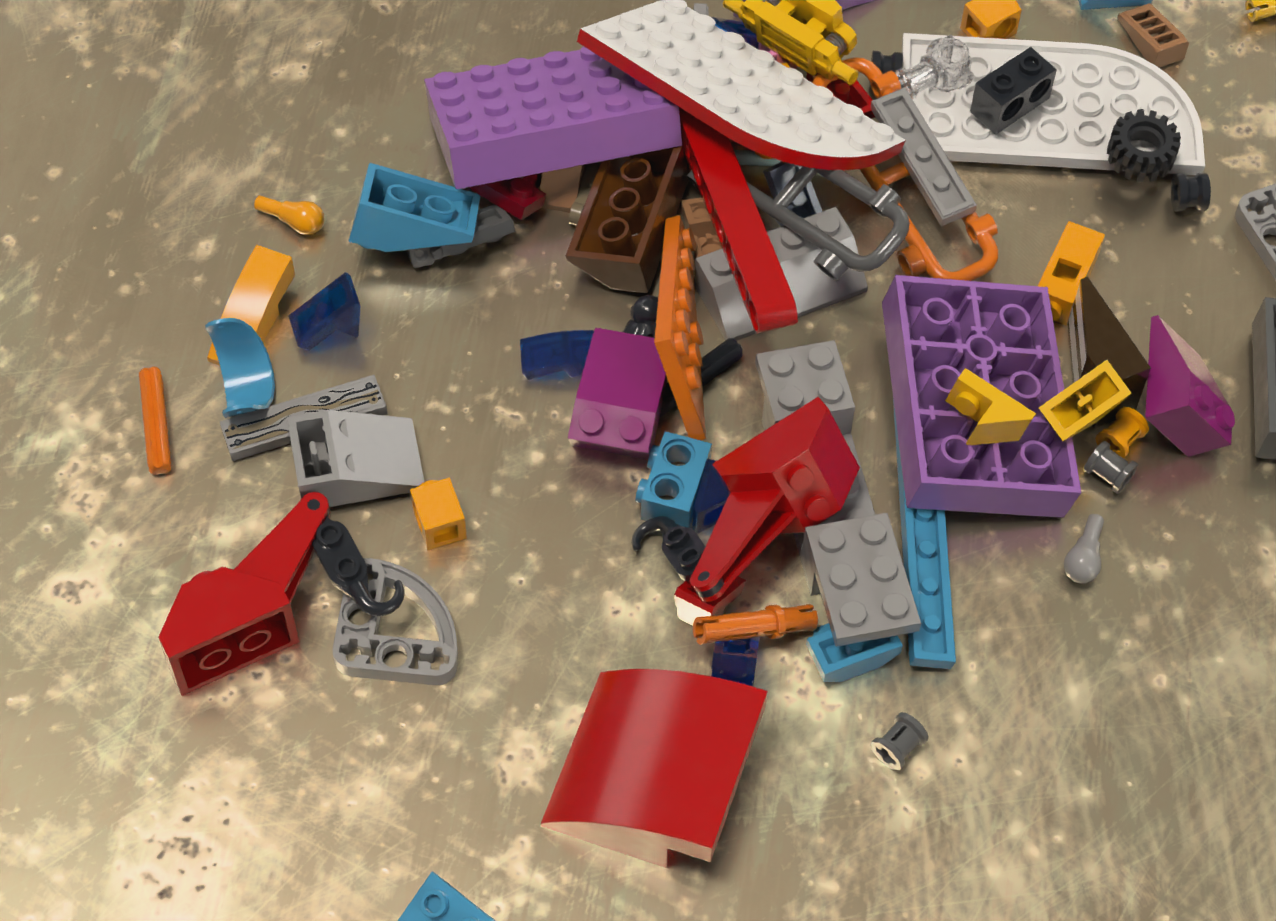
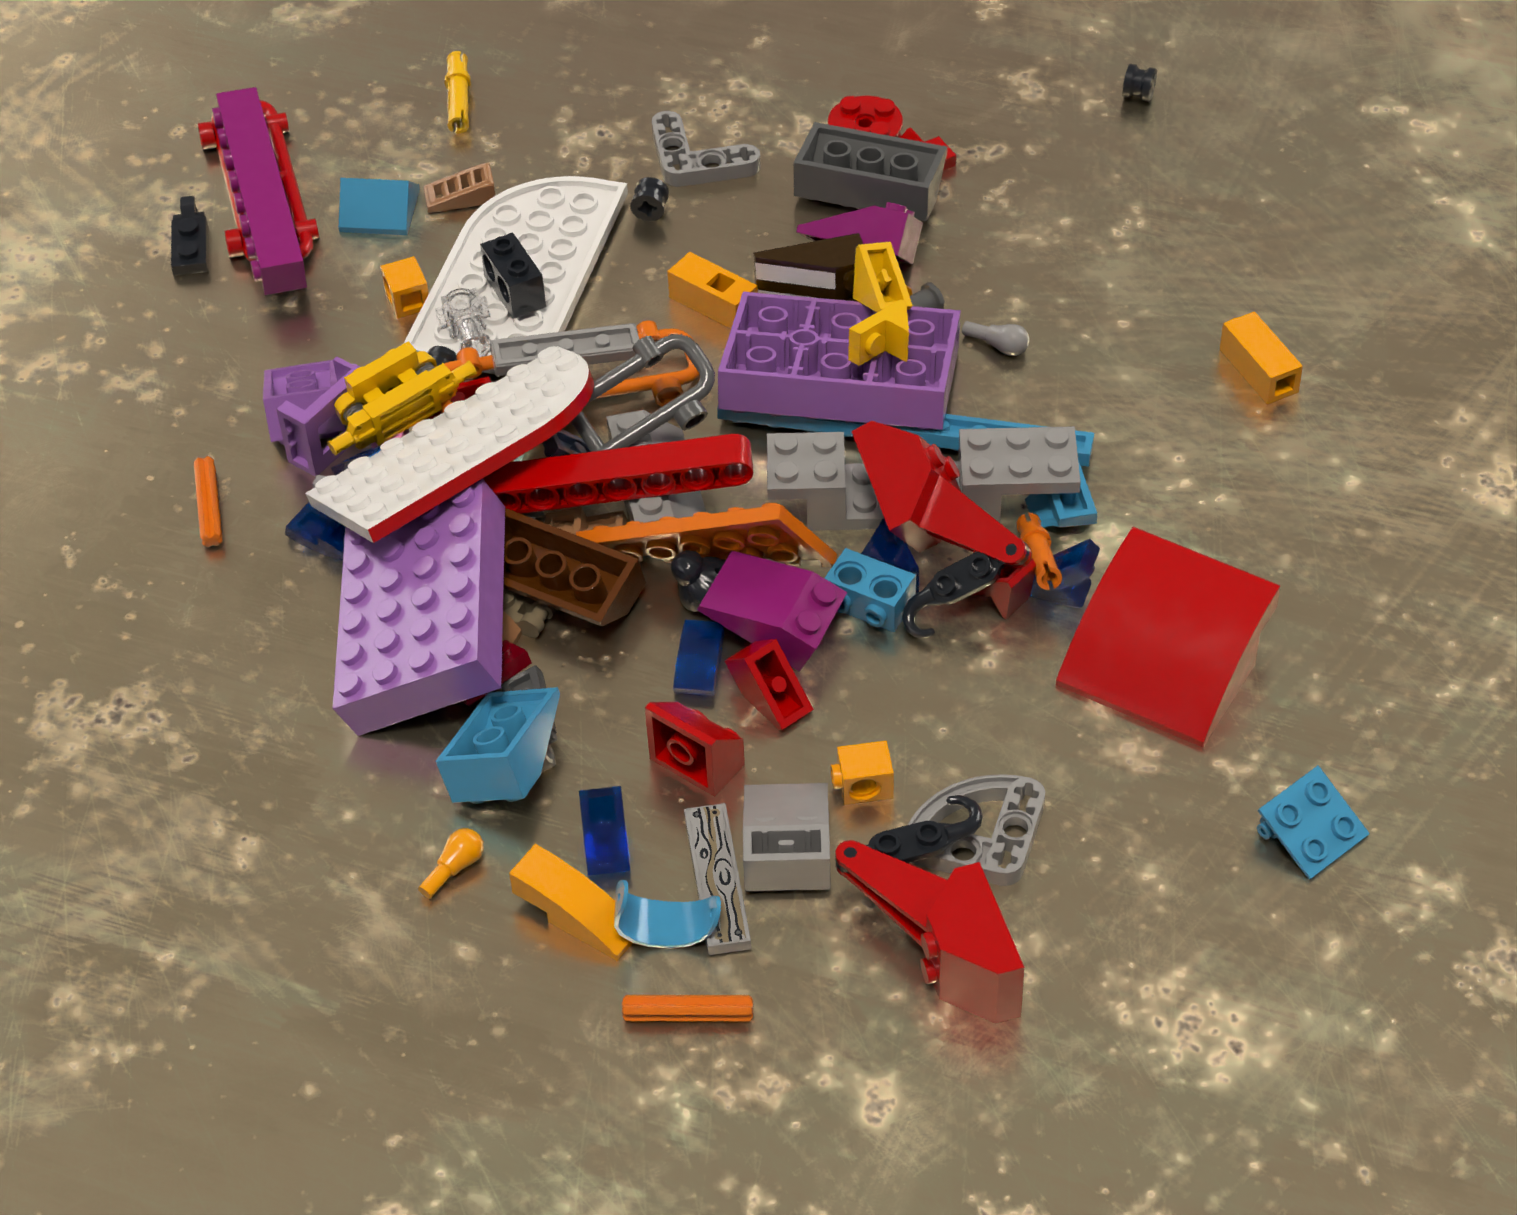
camera: 75 degrees left, 10 degrees down
(441, 361) = (693, 746): none -> red slope
(535, 414) = (769, 682): none -> red slope
(899, 741) = (1163, 483): dark grey bush -> none
(1130, 824) = (1261, 357): none -> light orange brick
(1149, 130) = (600, 222): black tyre -> none

